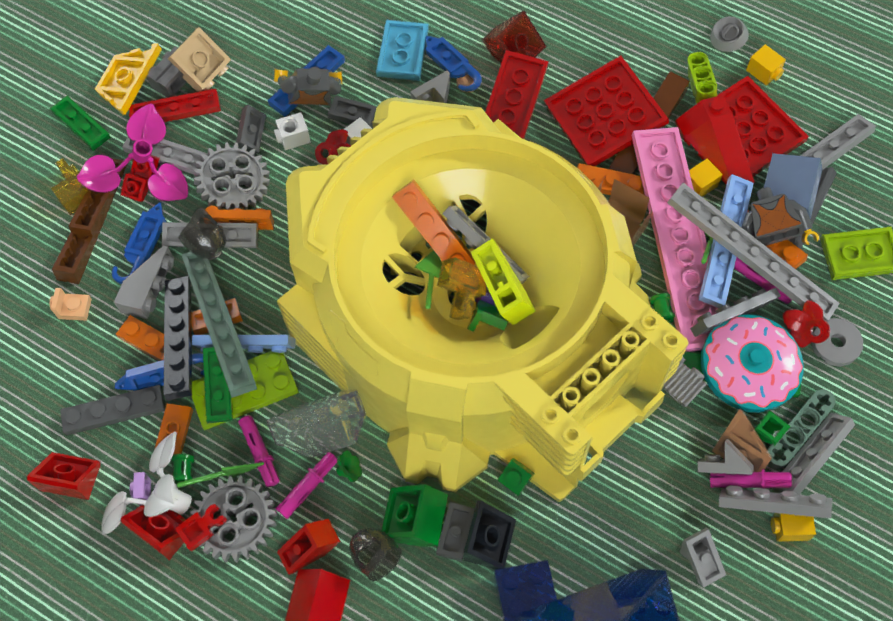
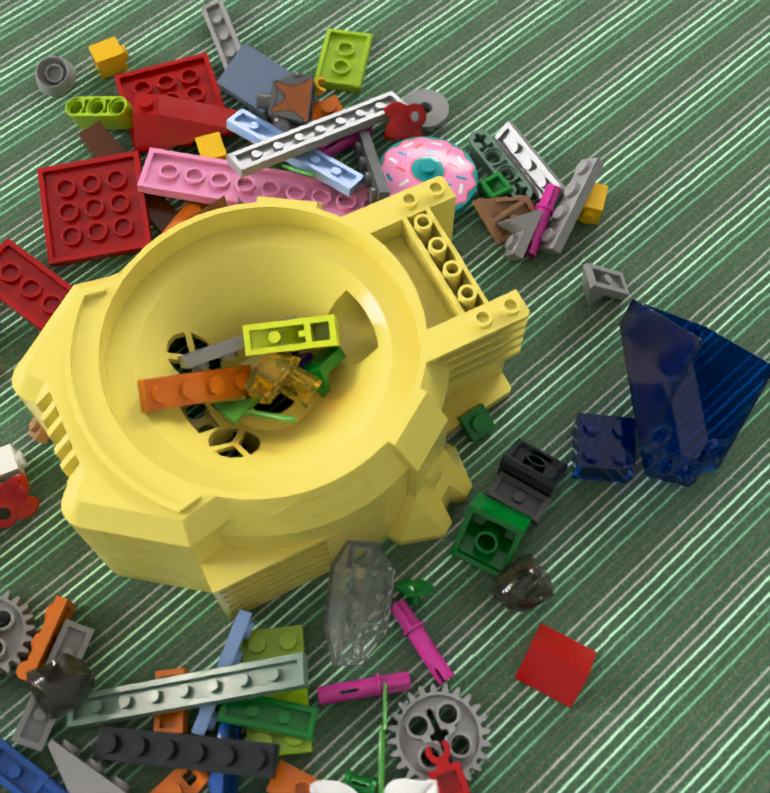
camera: 75 degrees left, 0 degrees up
(308, 545) = (495, 657): red slope -> none

